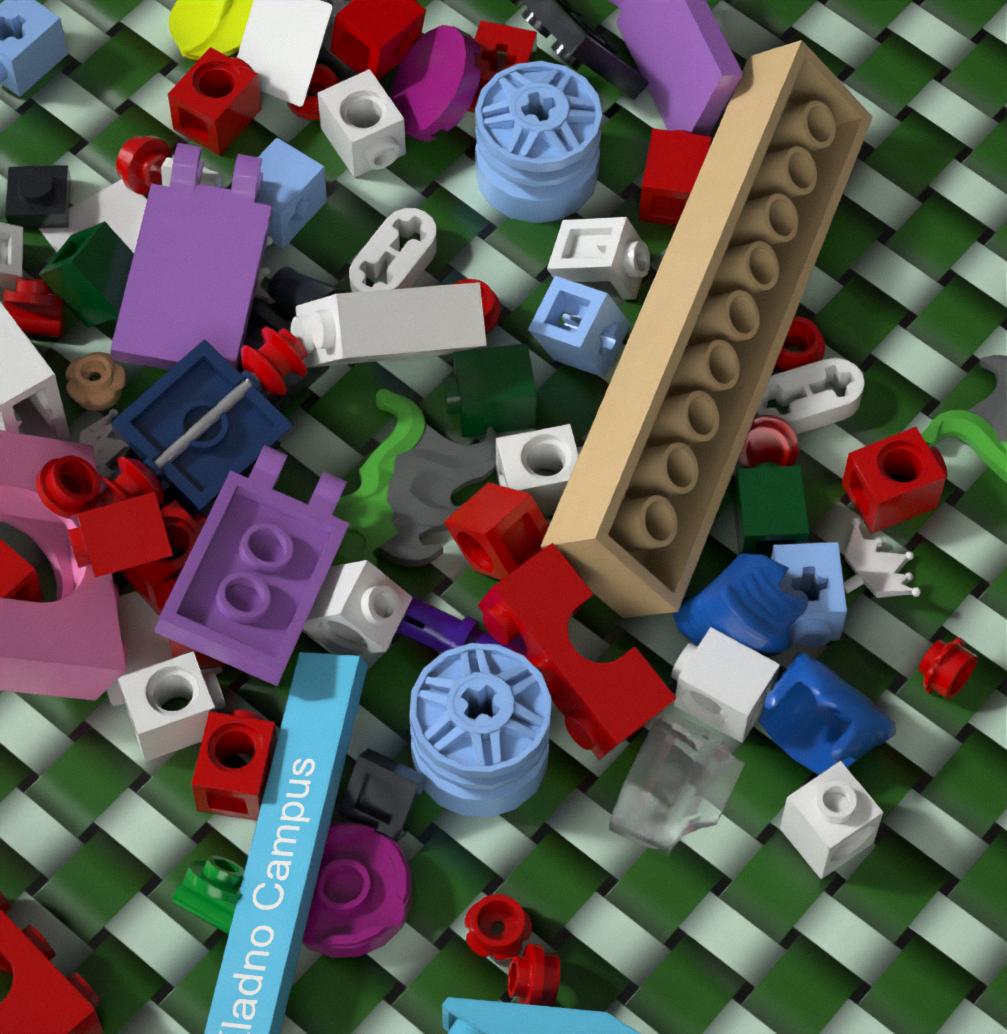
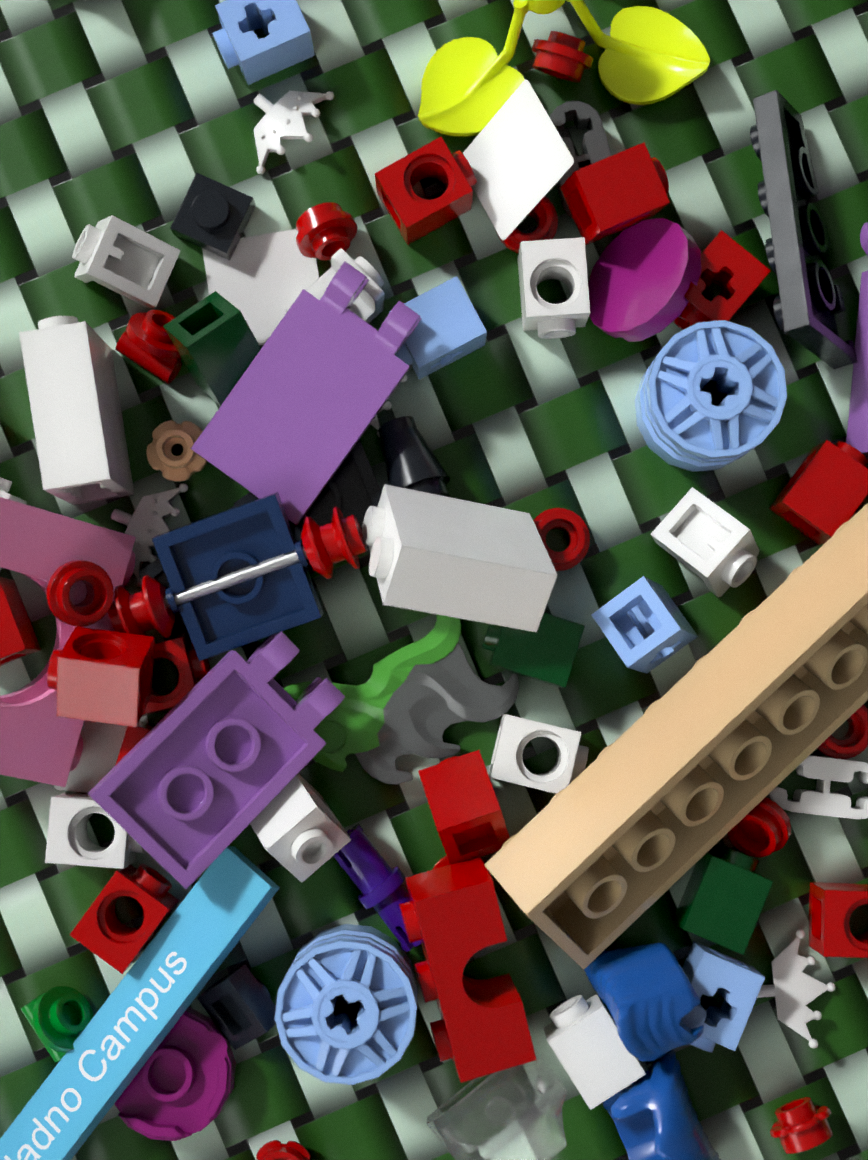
camera: 25 degrees right, 25 degrees up
(64, 105) = (284, 121): none -> white piece
(384, 253) = (505, 435): white beam -> none

